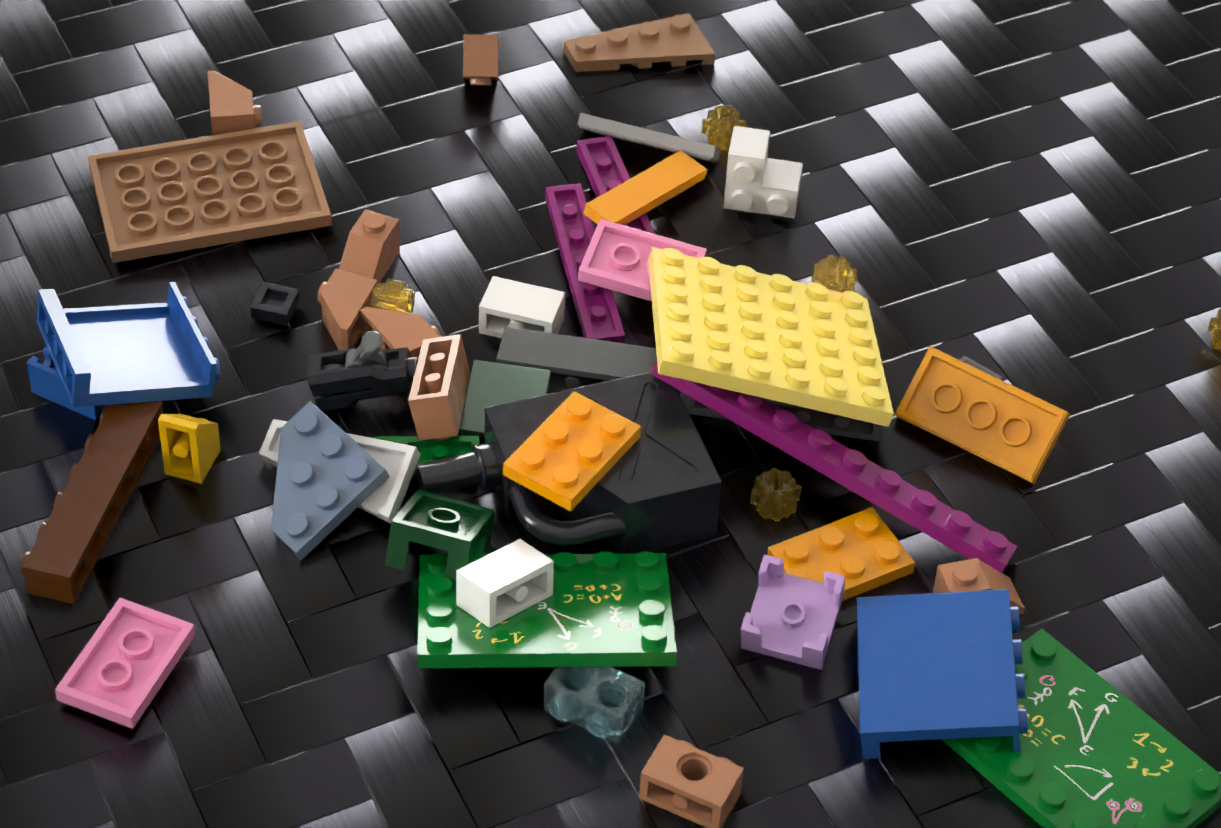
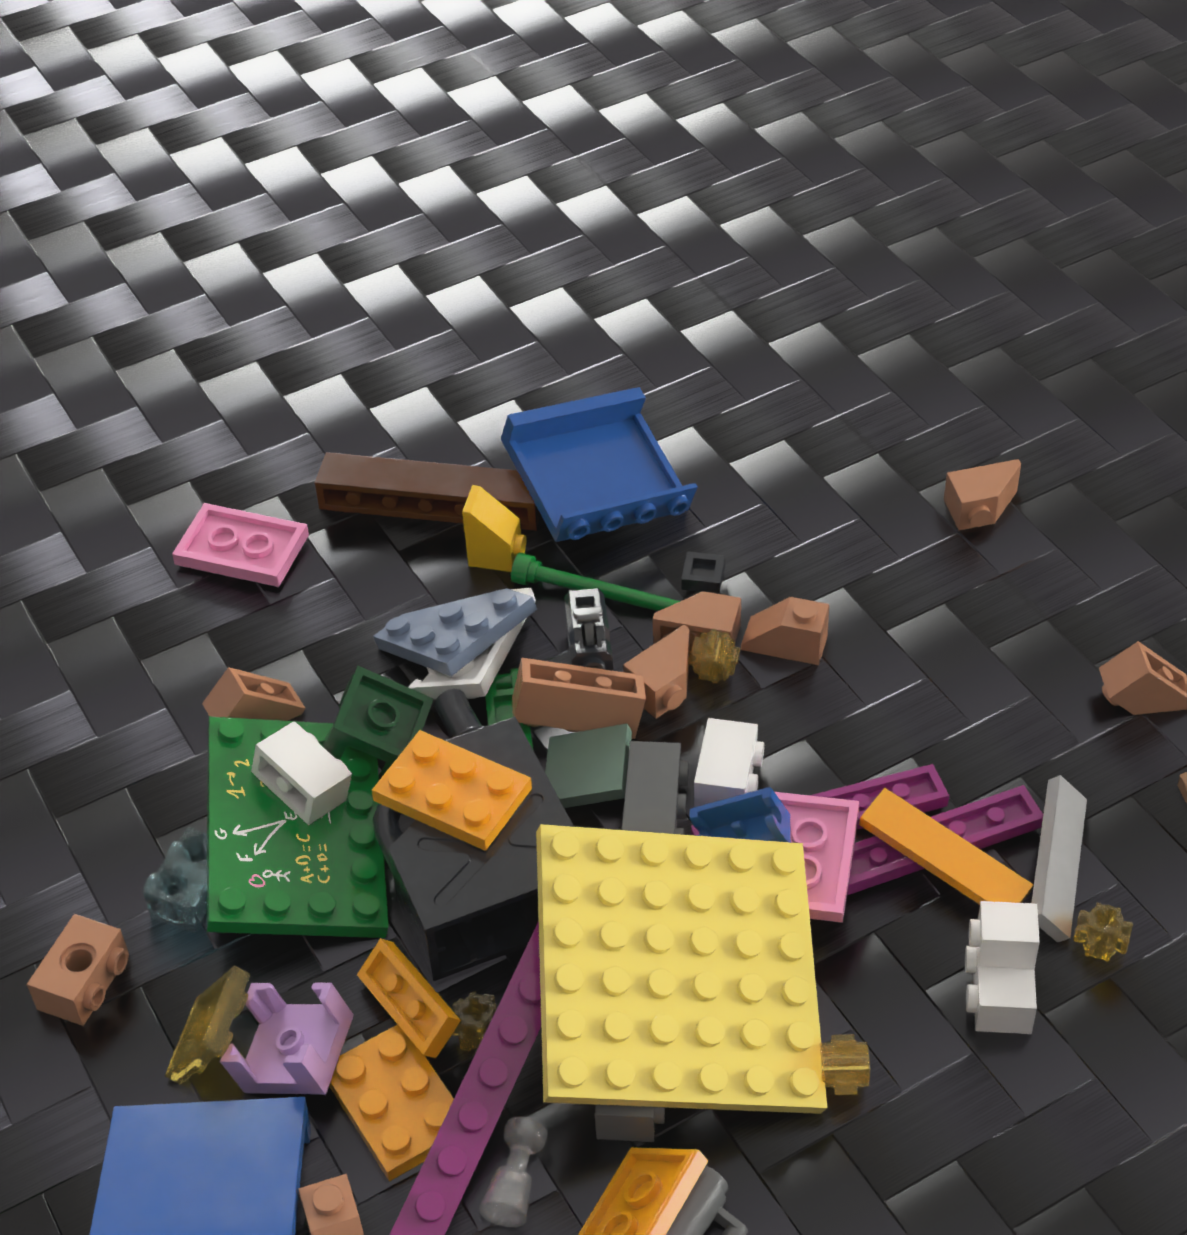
camera: 90 degrees right, 0 degrees up
(208, 191) = (859, 503): medium nougat plate -> none
(235, 427) = (528, 570): none -> green piece
(376, 650) = (252, 697): none -> nougat slope
(623, 289) = (745, 816): none -> blue hinge
(753, 532) = (408, 998): none -> light orange plate
(776, 667) = (208, 1025): none -> clear yellow plate
(937, 481) = (510, 1187): none -> clear piece

